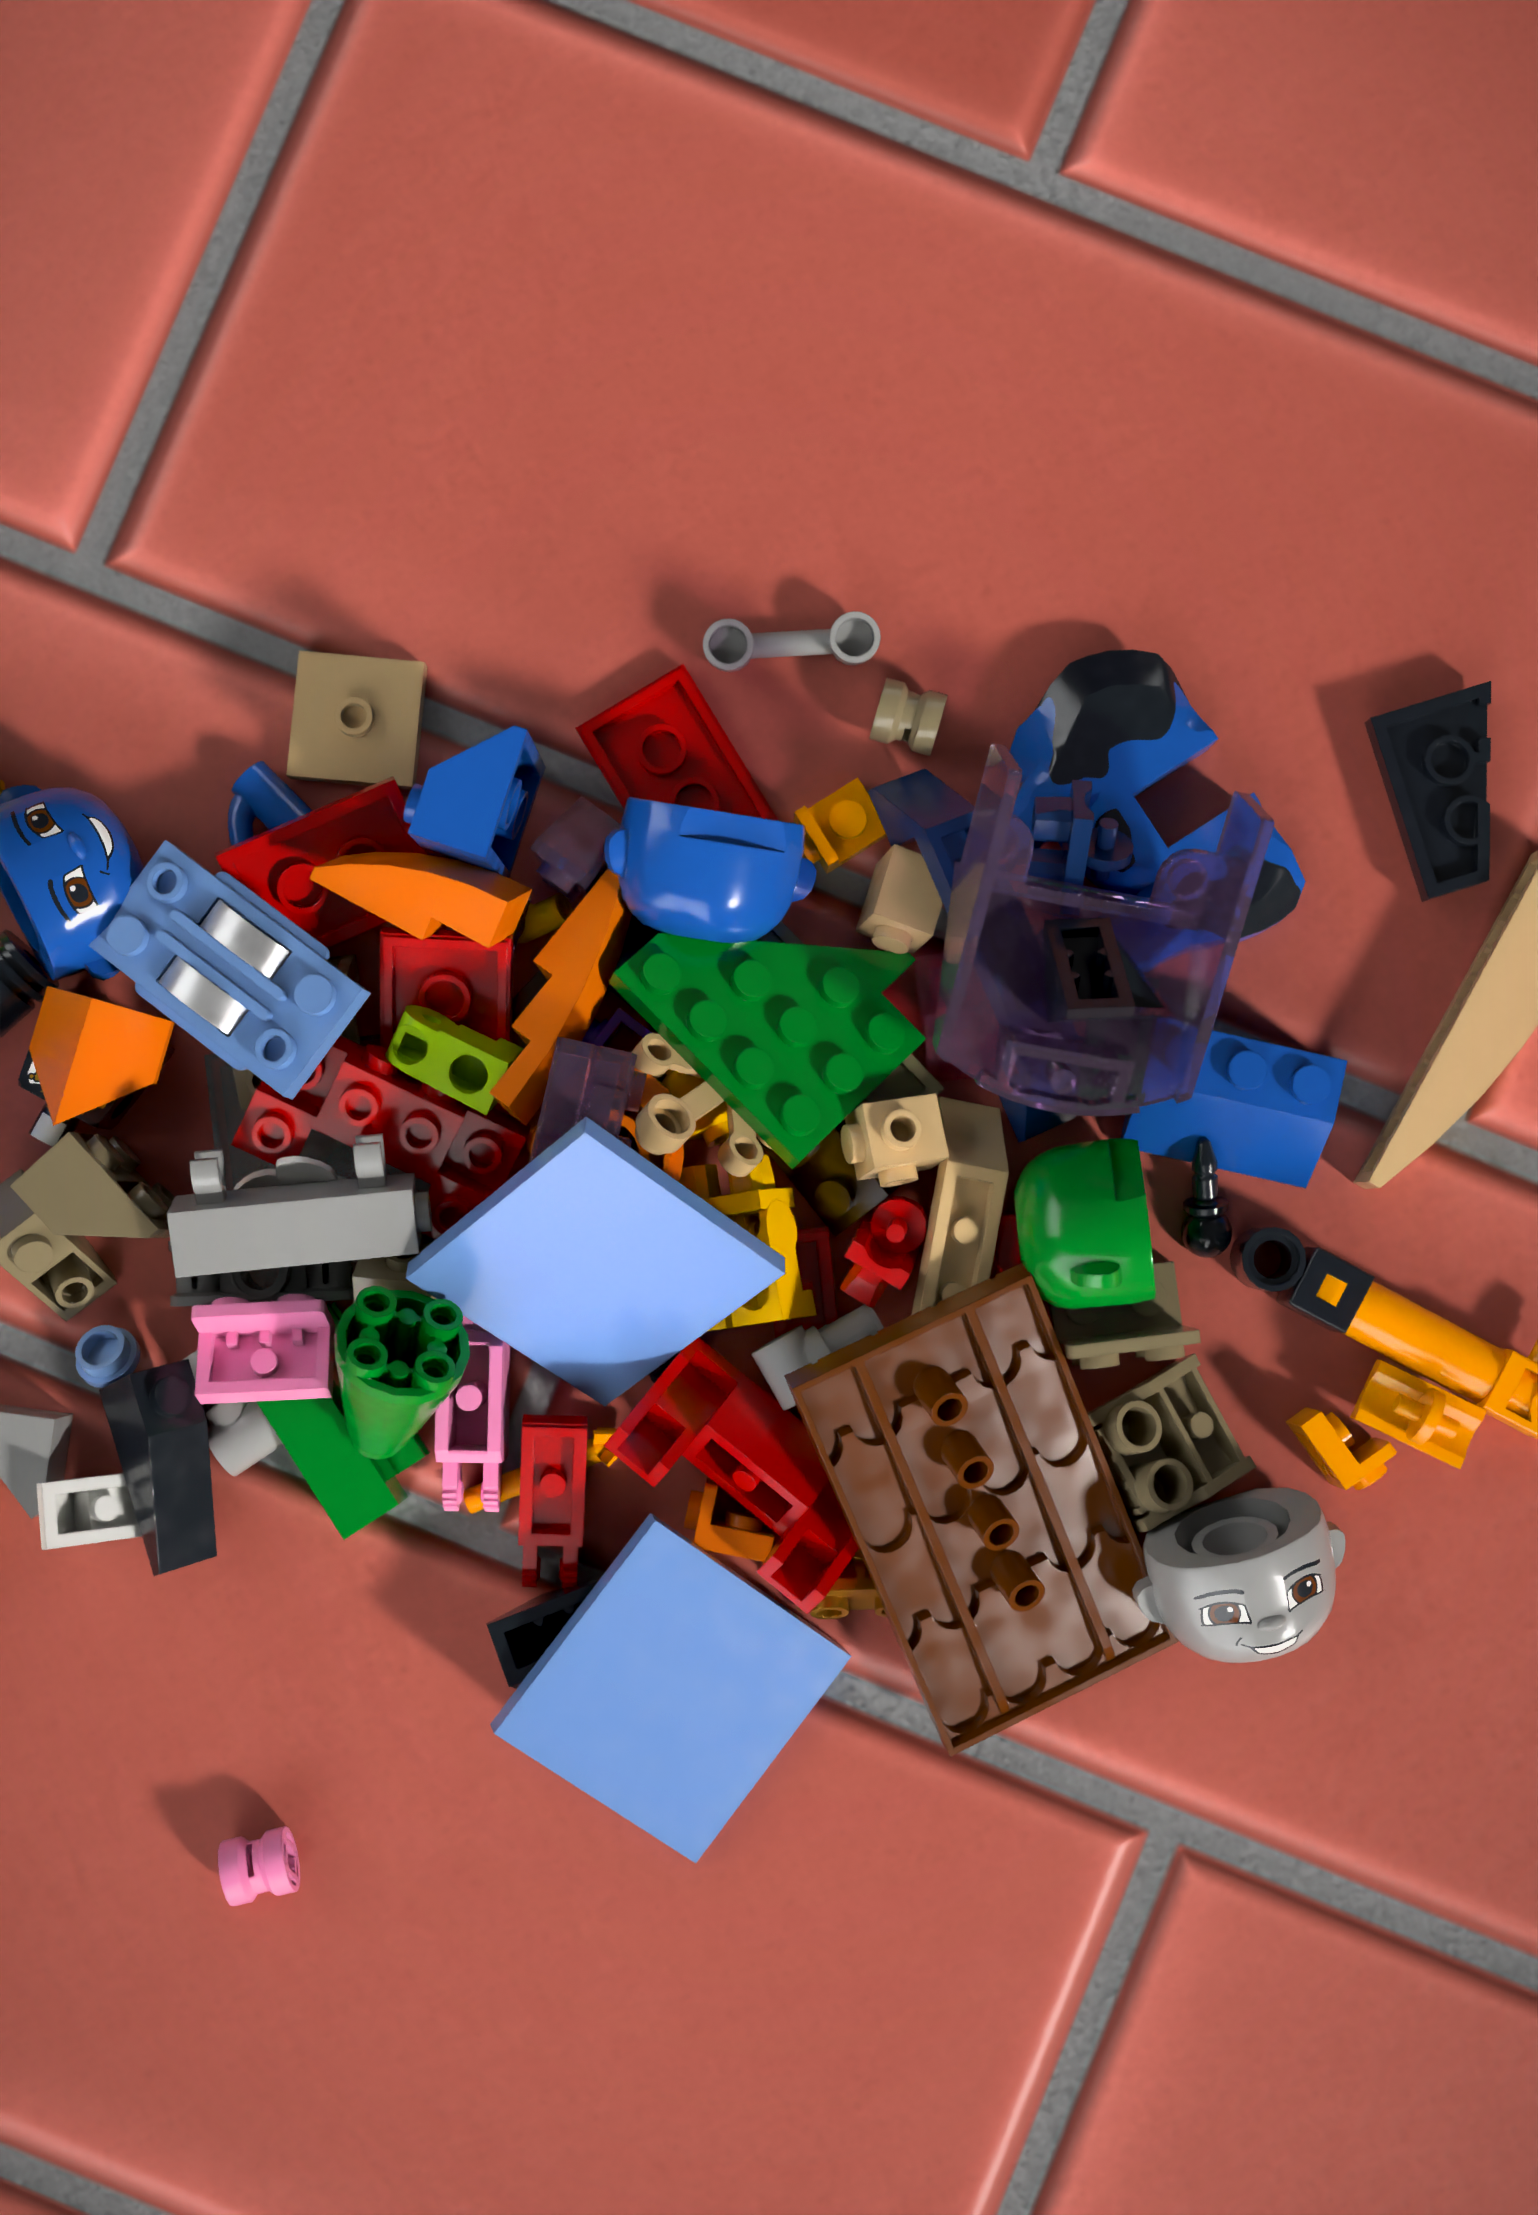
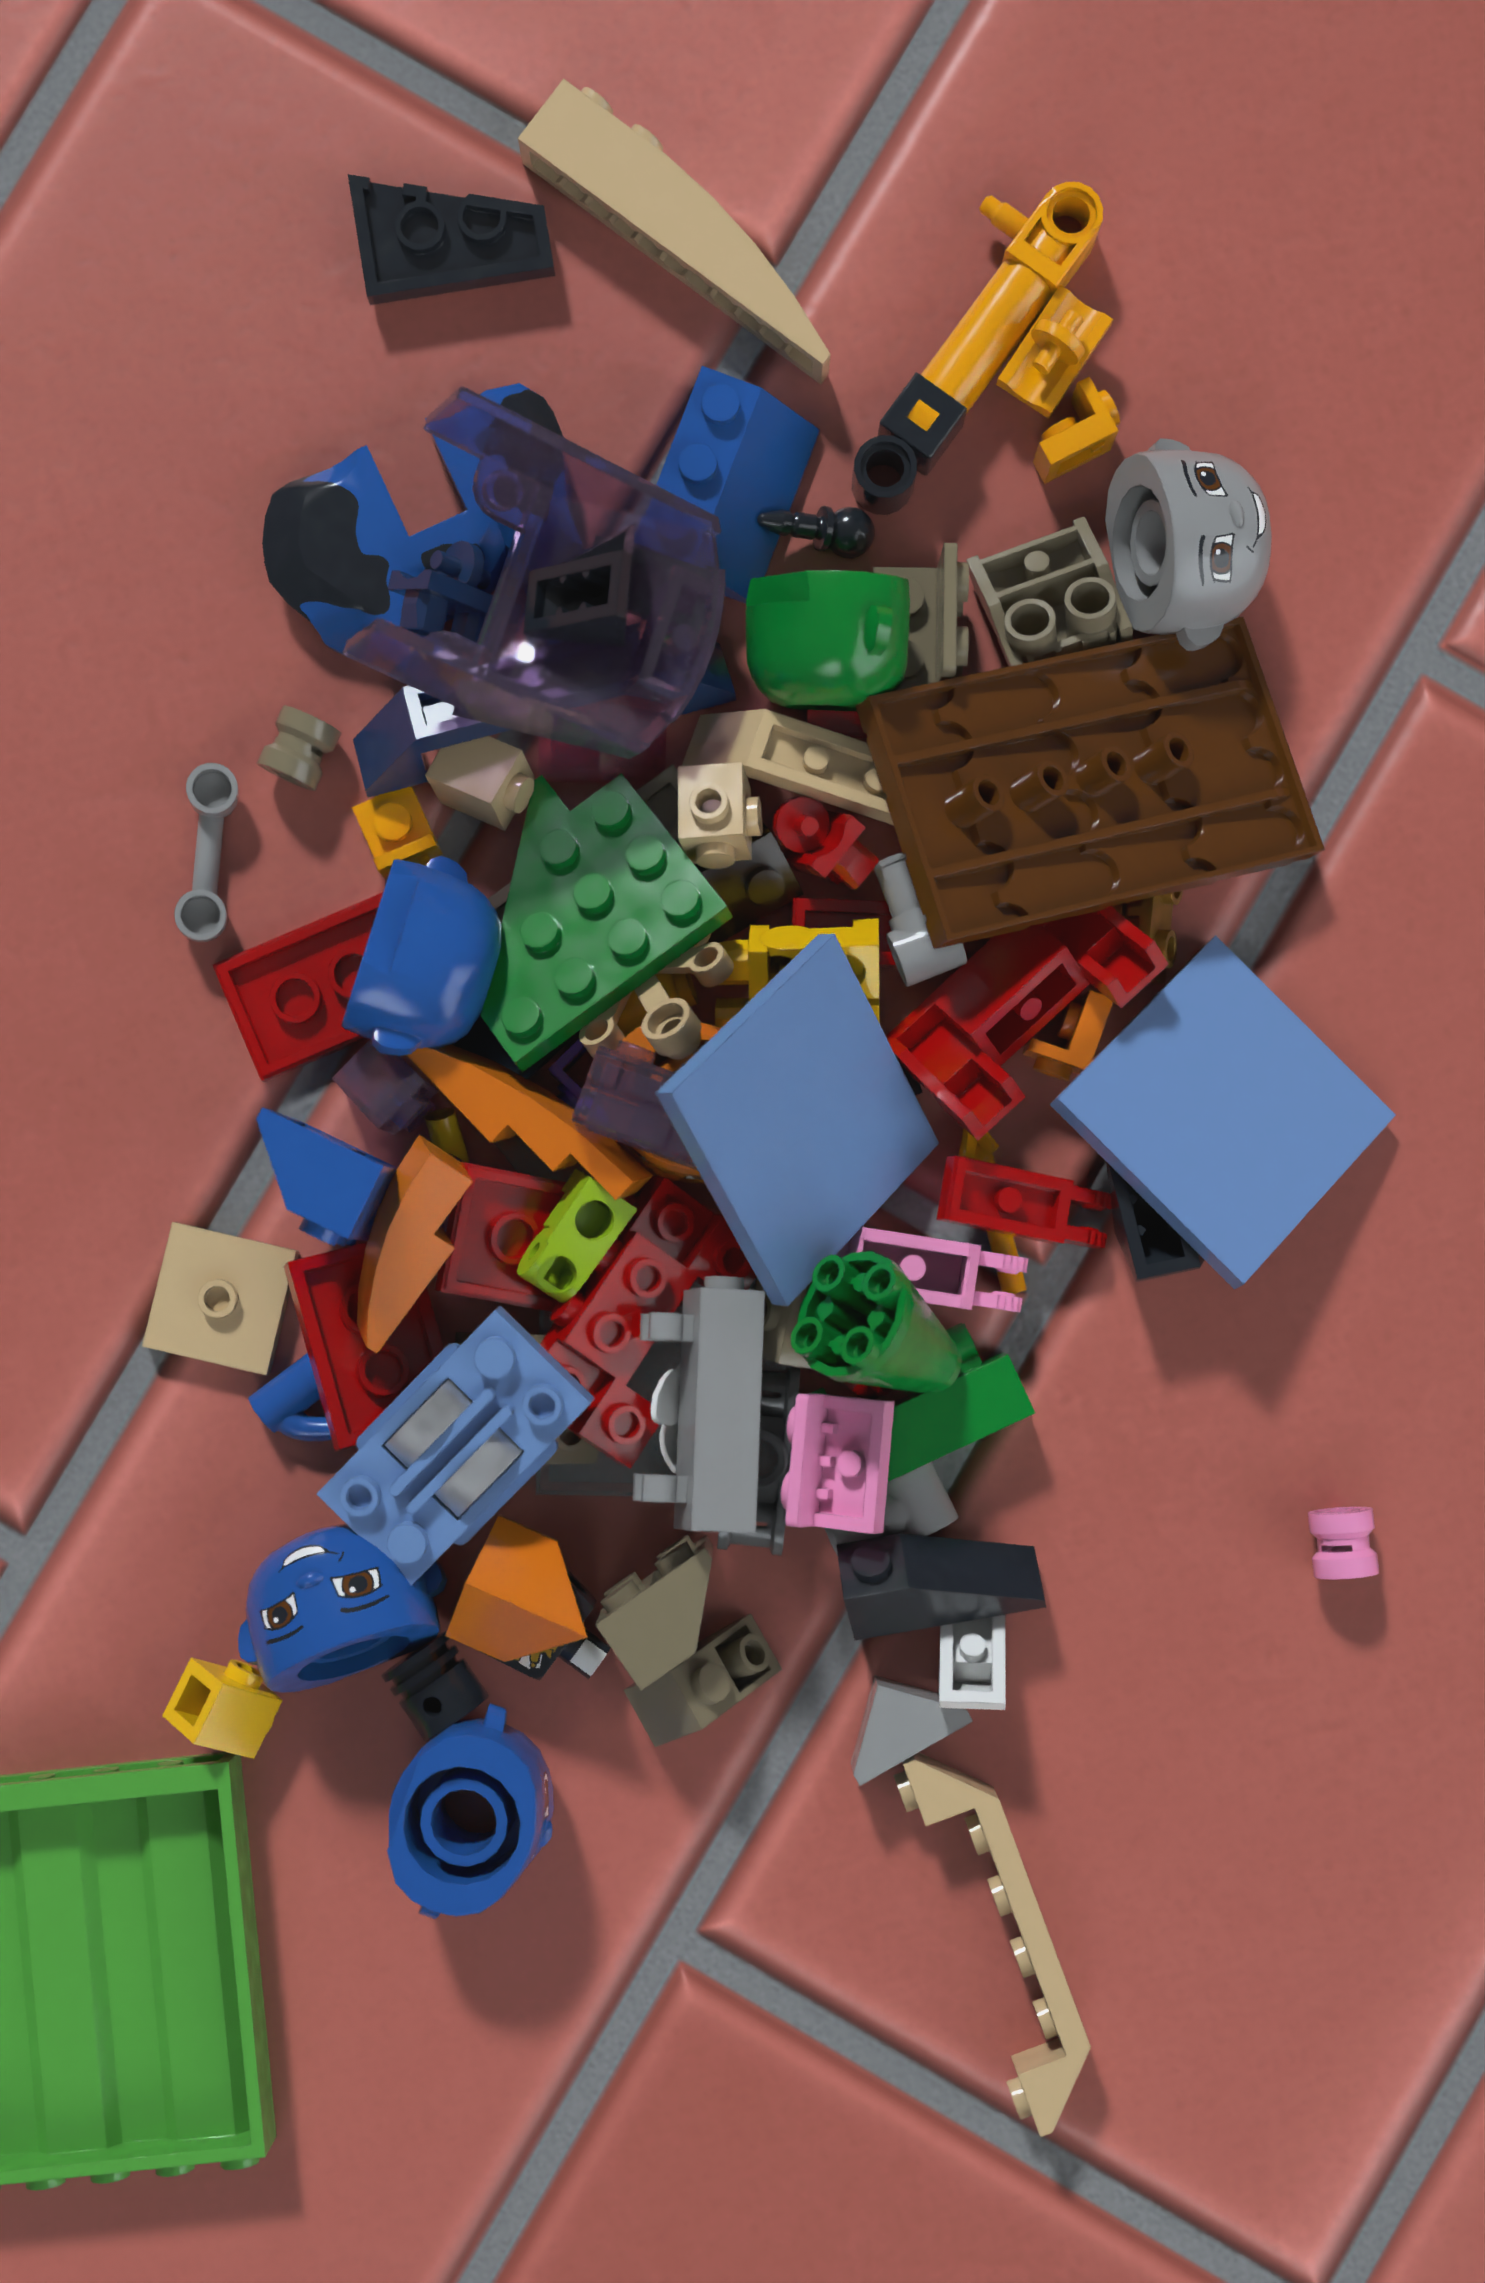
camera: 85 degrees left, 0 degrees up
(106, 1355) = (822, 1630): light blue plate -> none

